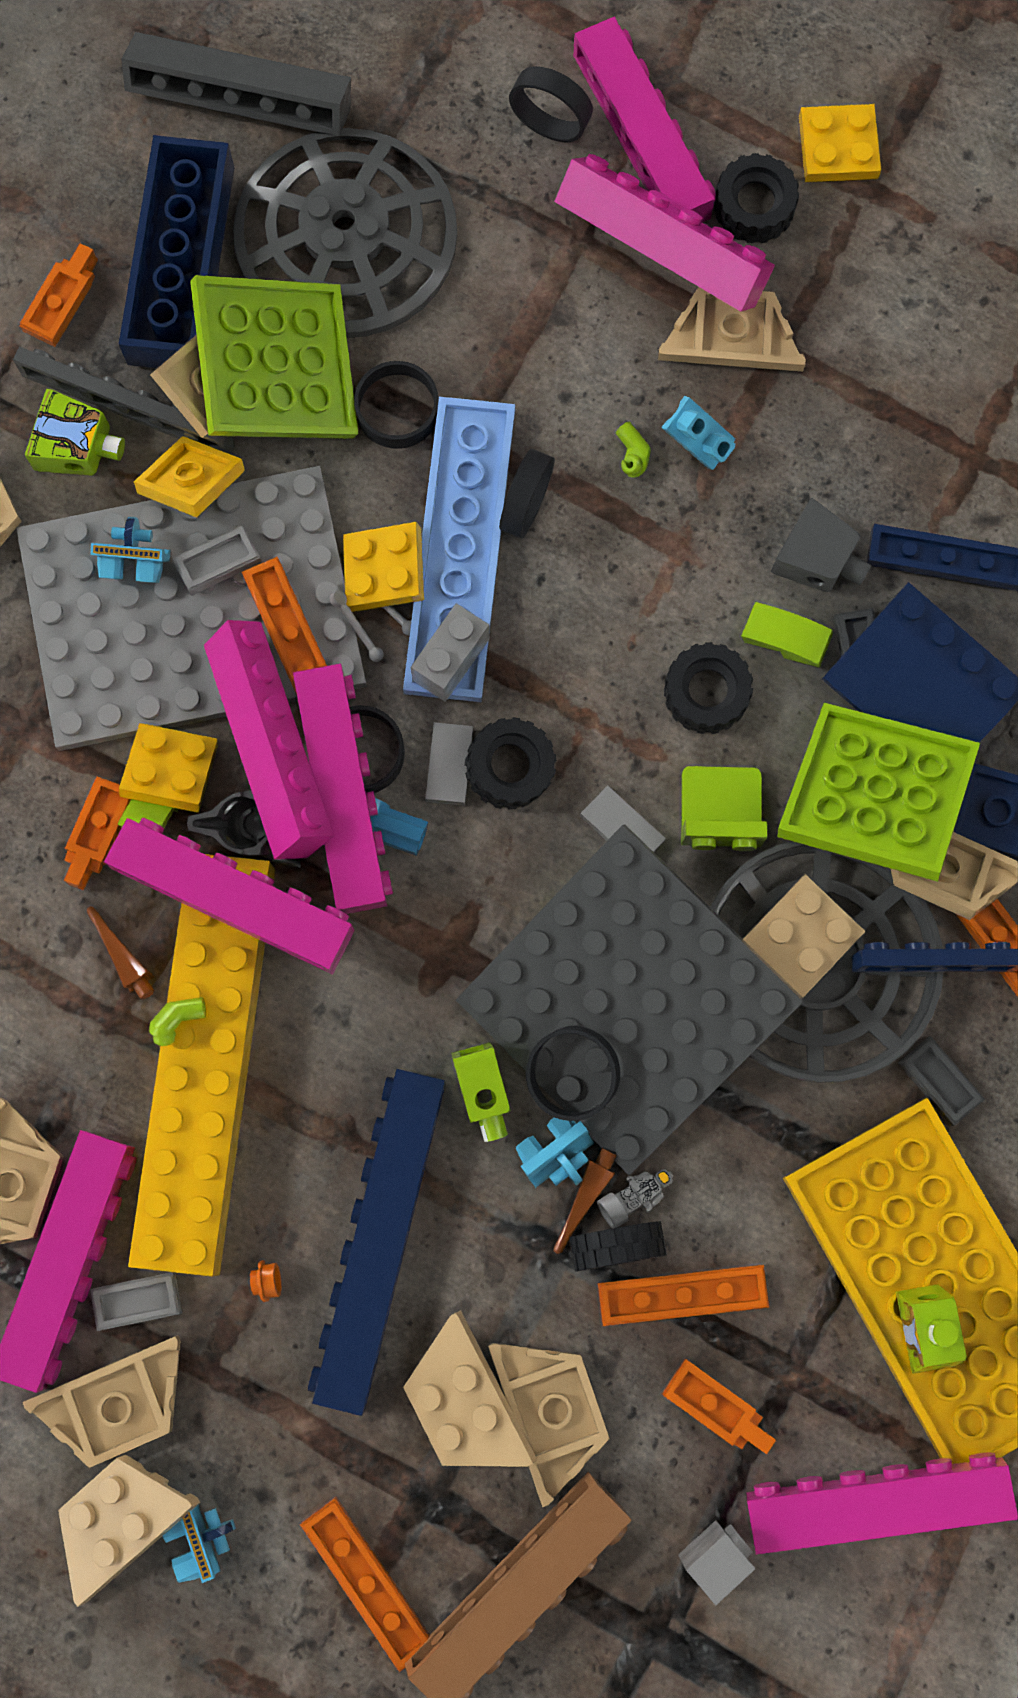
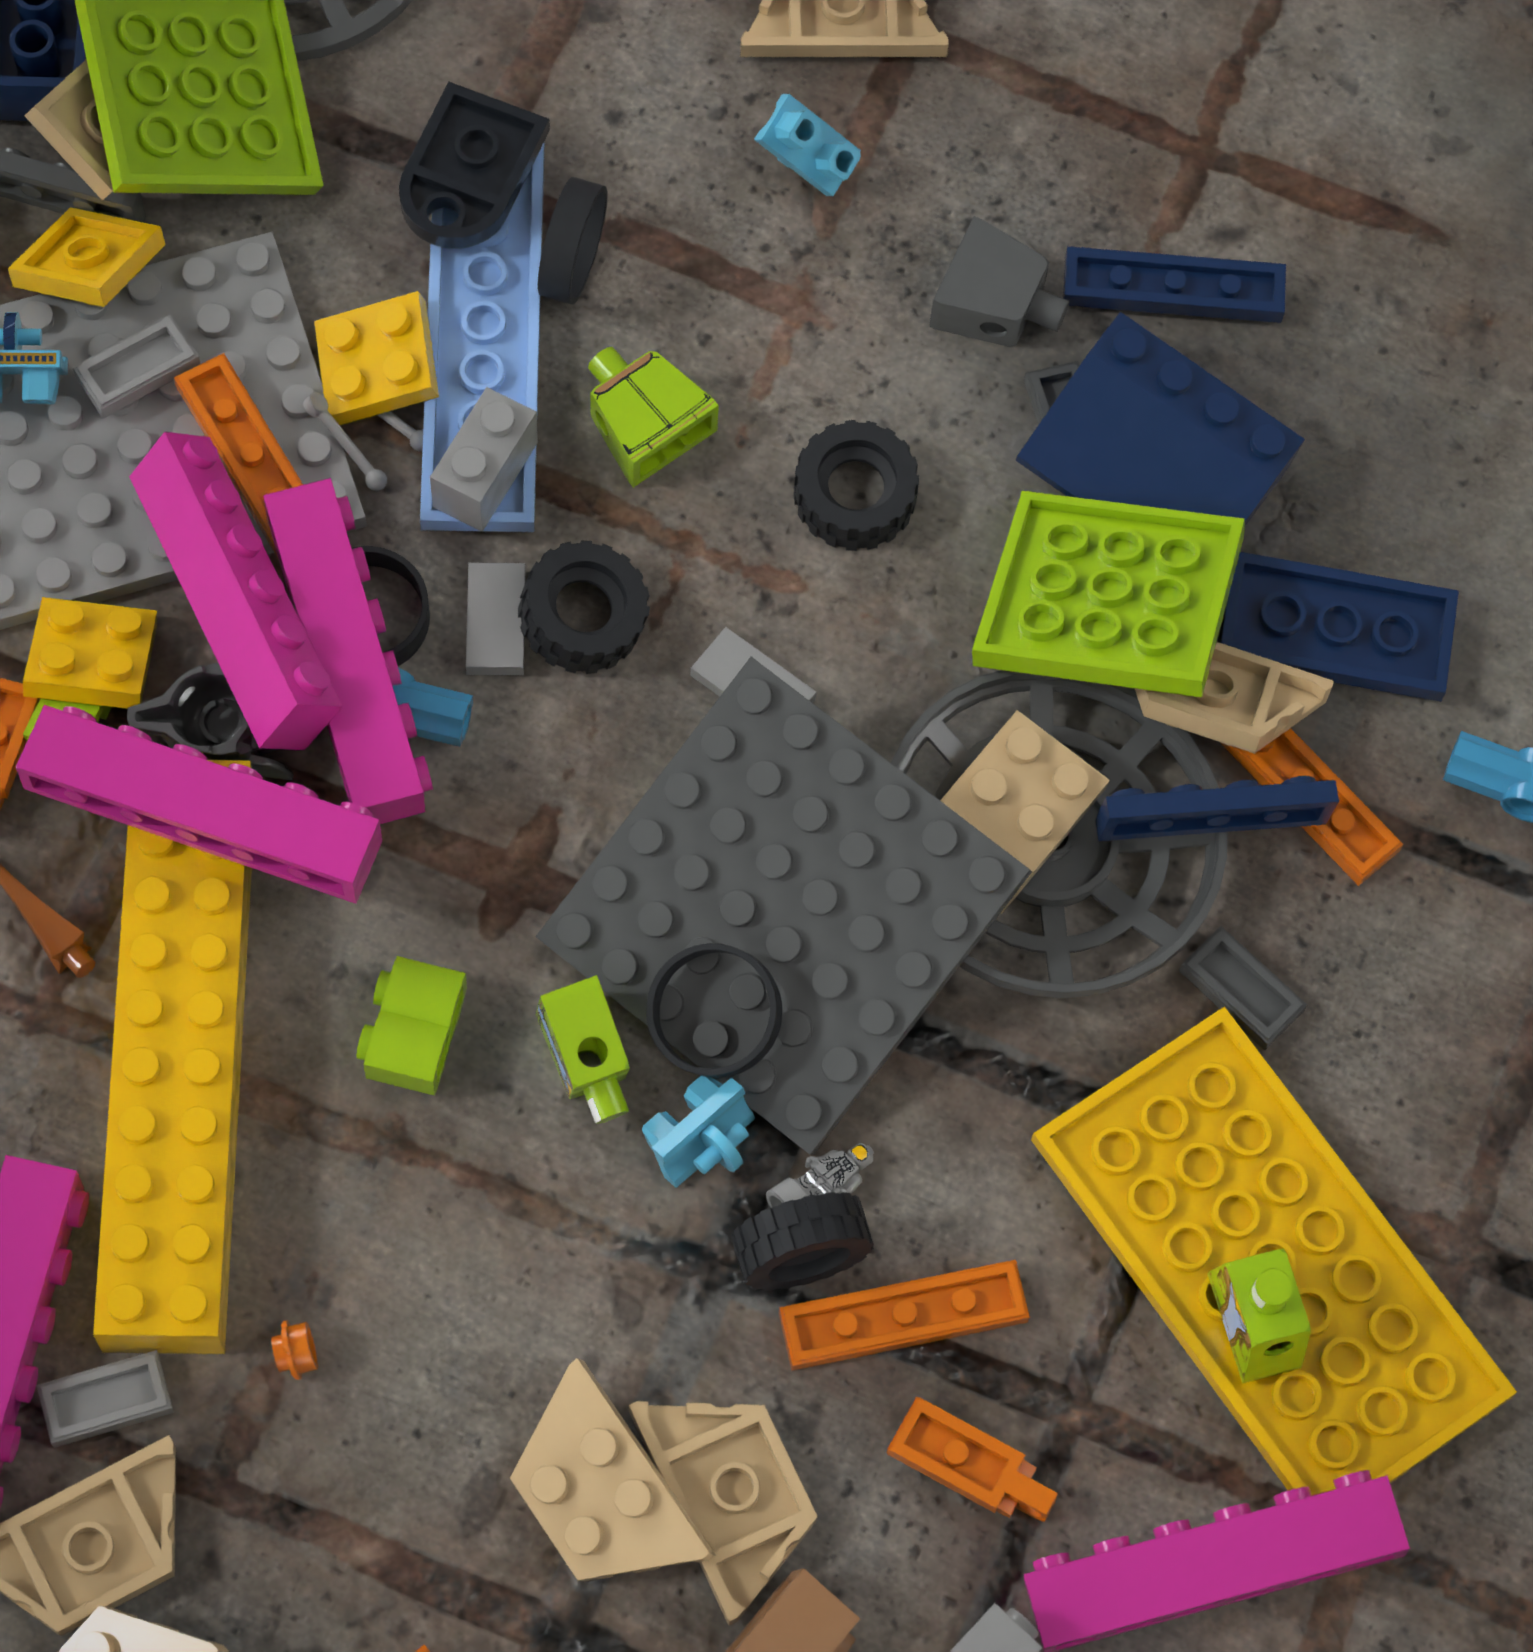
camera: 10 degrees left, 10 degrees down
(170, 1017) = (129, 975): lime arm -> none
(366, 1057) = (413, 1025): none -> lime brick
(378, 1243) = (455, 1278): dark blue brick -> none
(388, 369) = (345, 101): black tyre -> none
(461, 429) = (471, 162): none -> black plate
(567, 621) = (648, 411): none -> lime torso
(594, 1181) = (759, 1169): dark orange piece -> none
(637, 450) = (724, 178): lime arm -> none
(722, 808) = (892, 643): lime bracket -> none
(788, 633) = (967, 403): lime slope -> none

